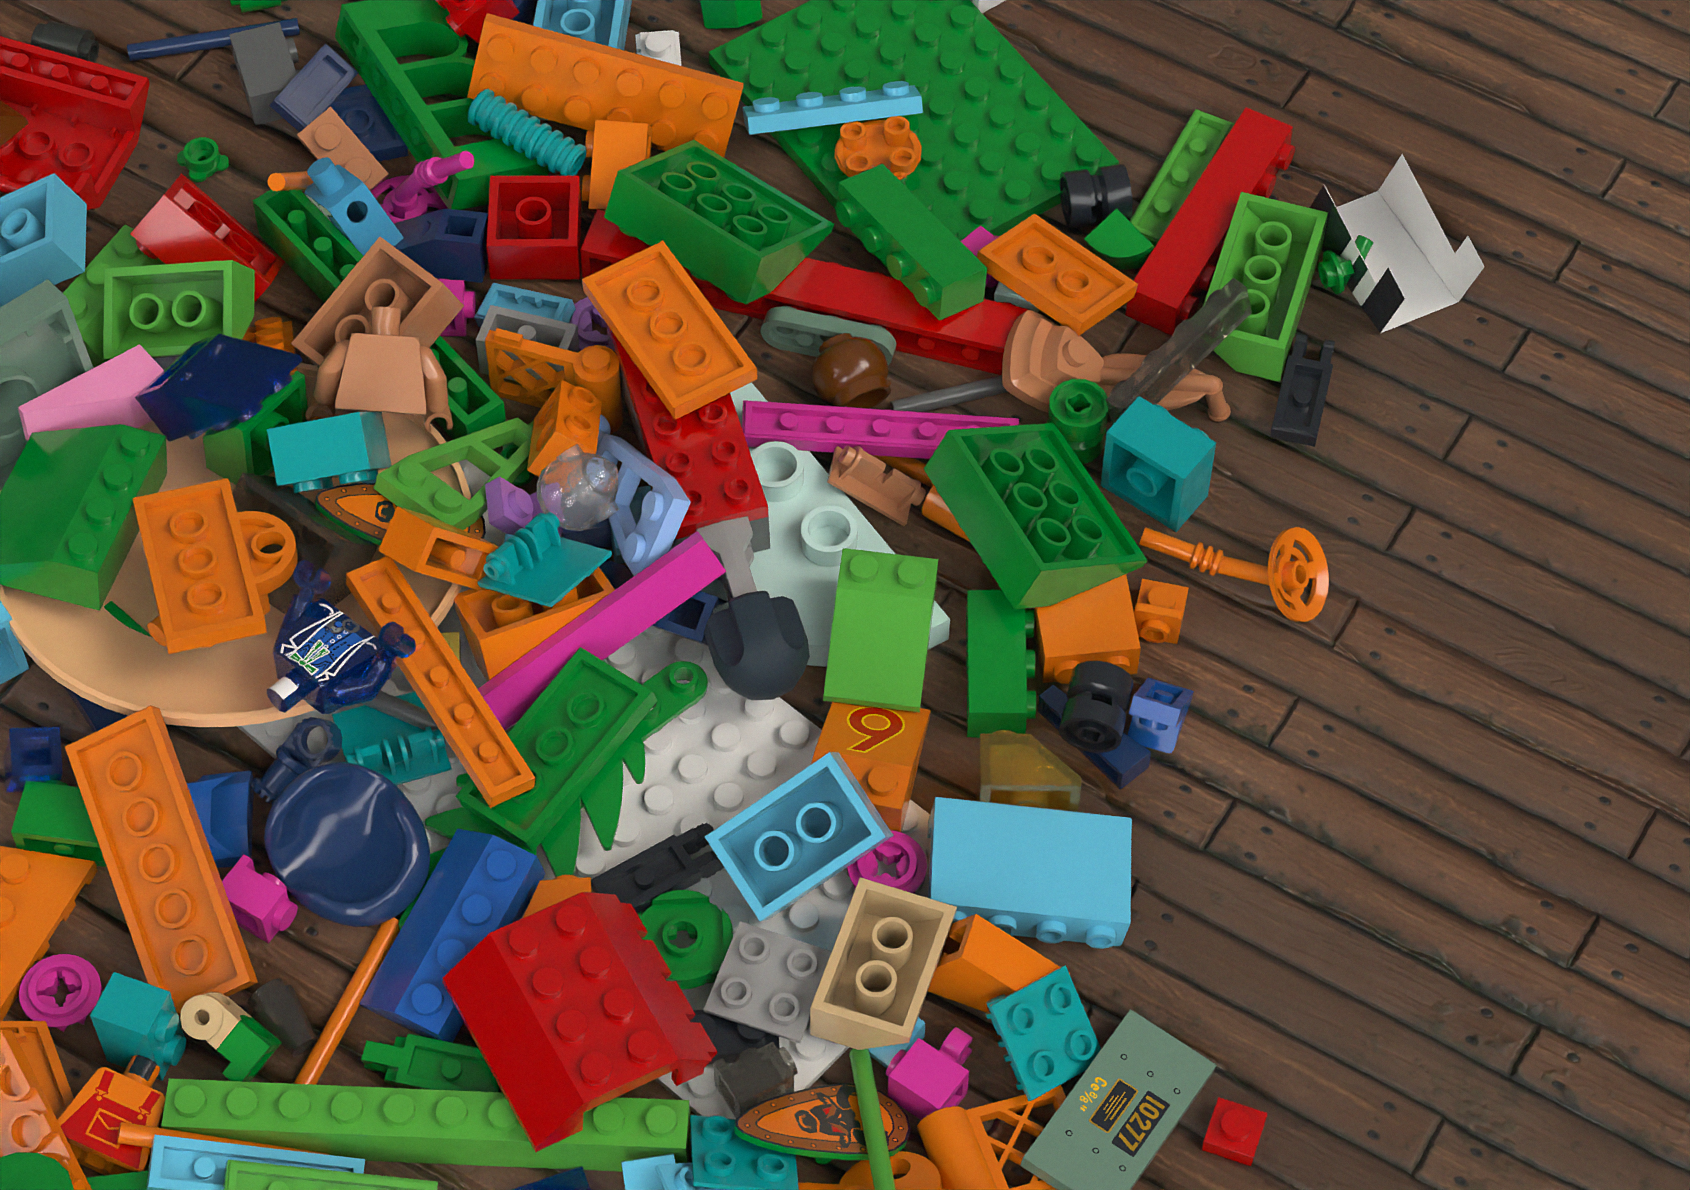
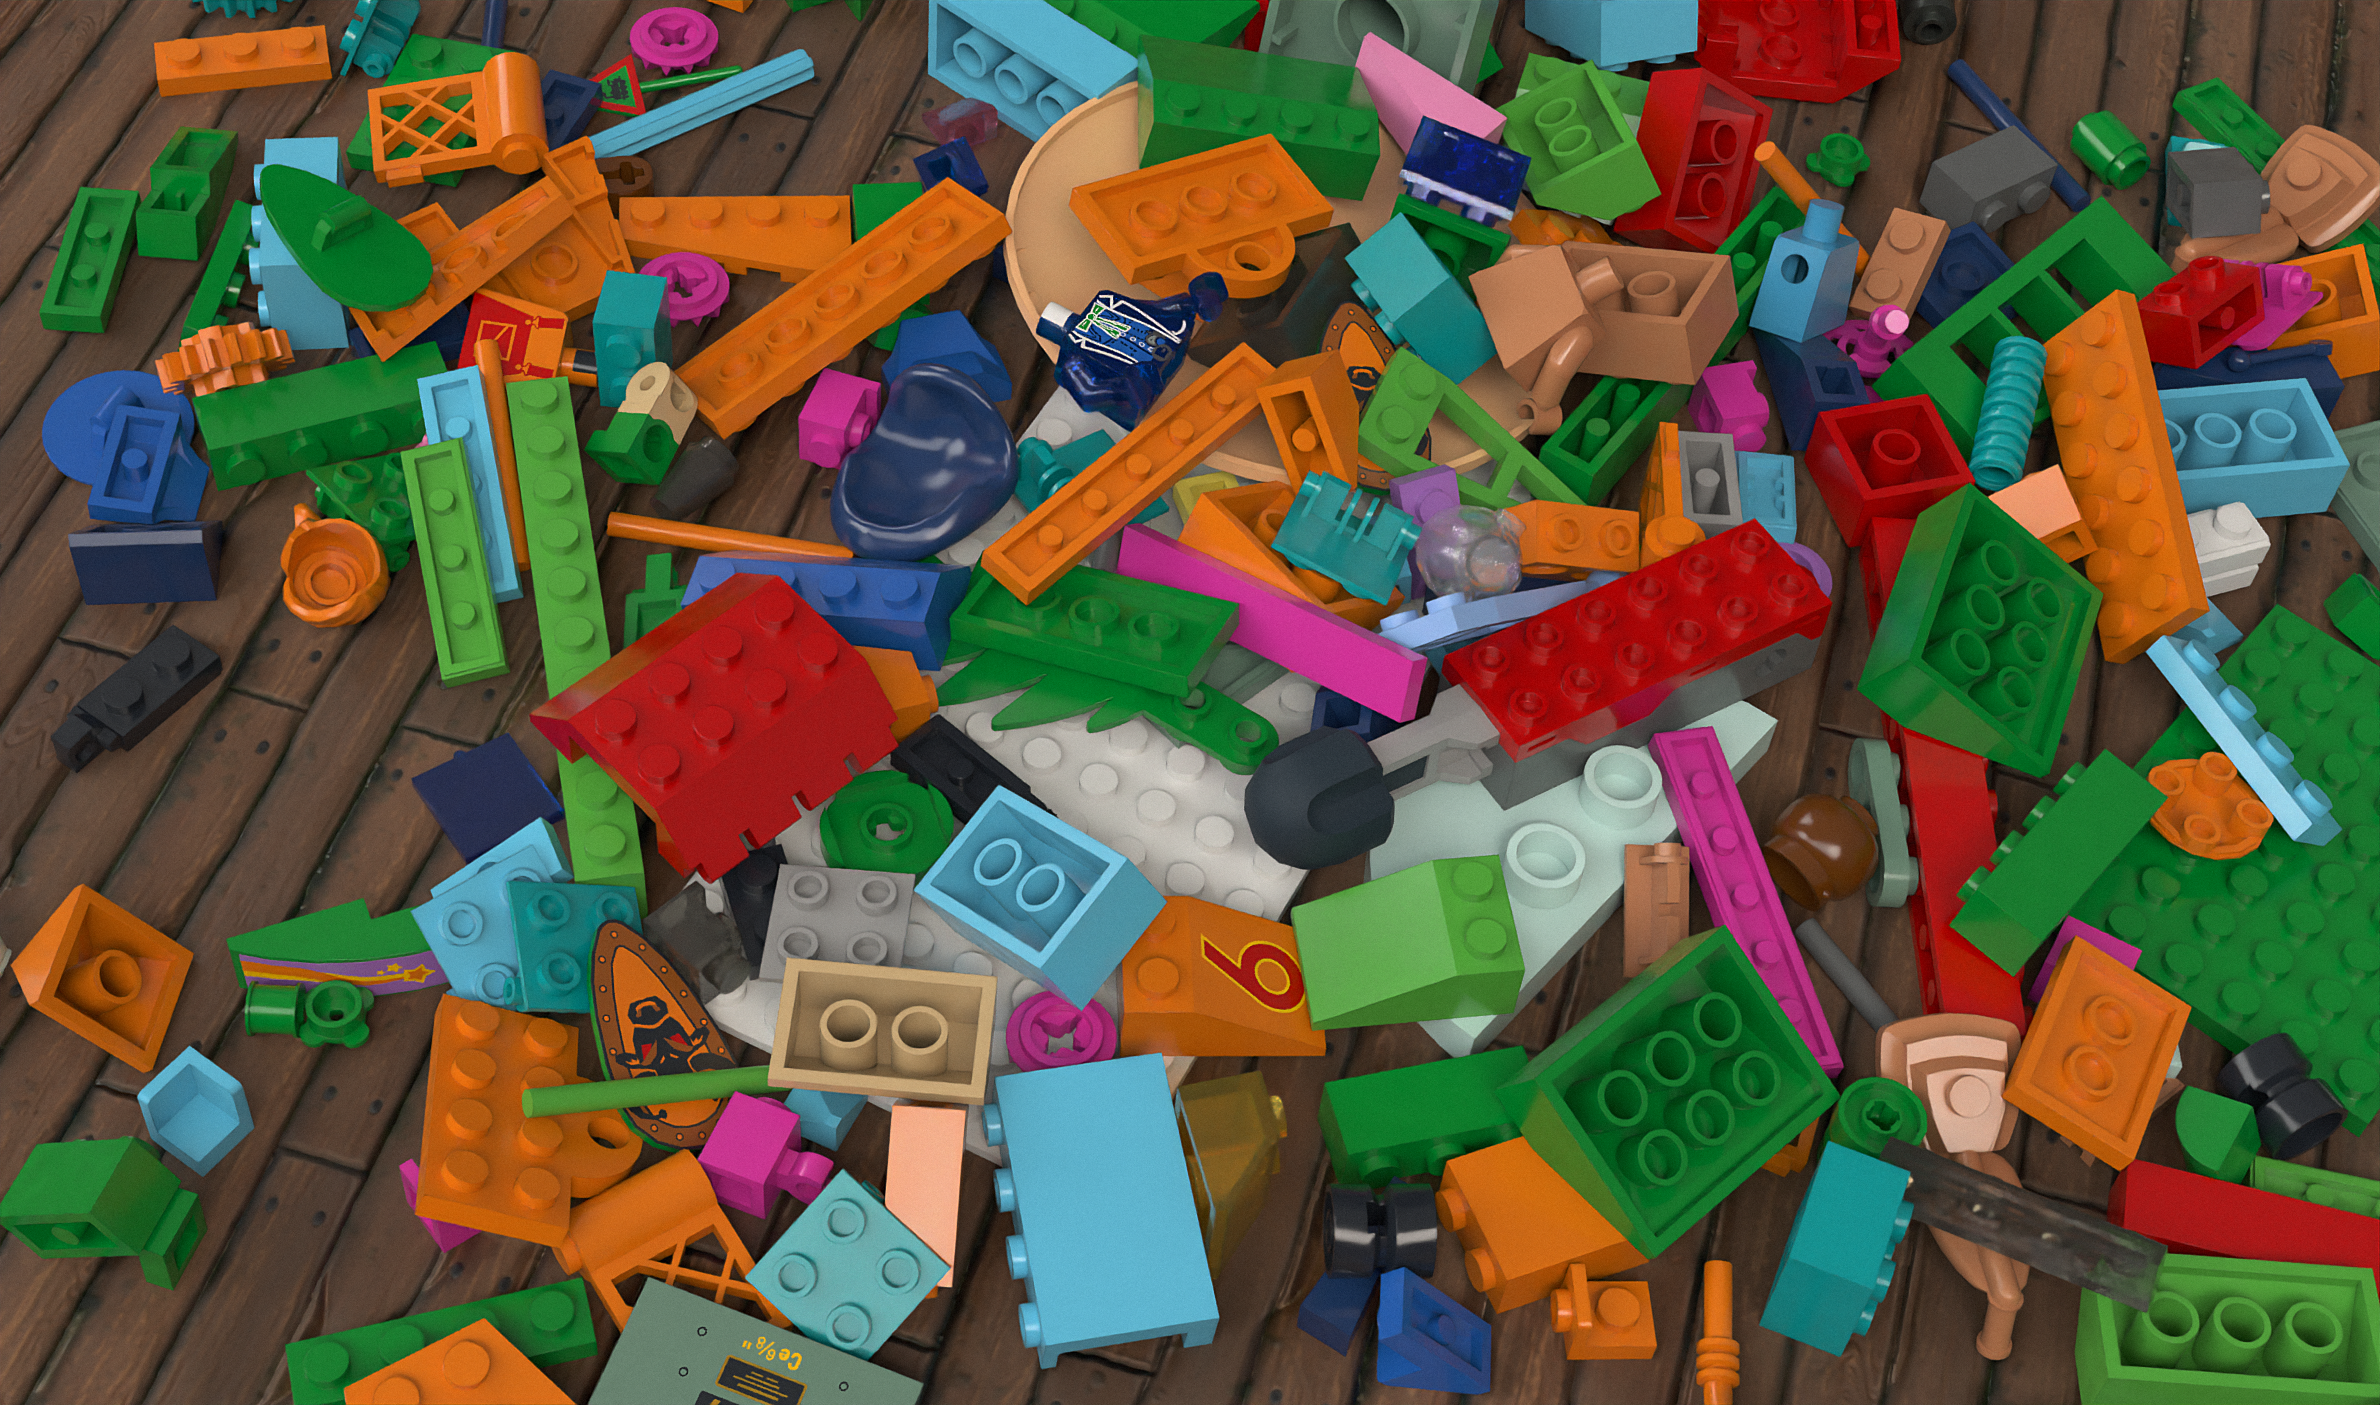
camera: 70 degrees right, 5 degrees down
(296, 758) = (1035, 410): dark blue connector -> none
(314, 88) = (1981, 214): dark blue tile -> none
(669, 329) = (1732, 572): orange plate -> none

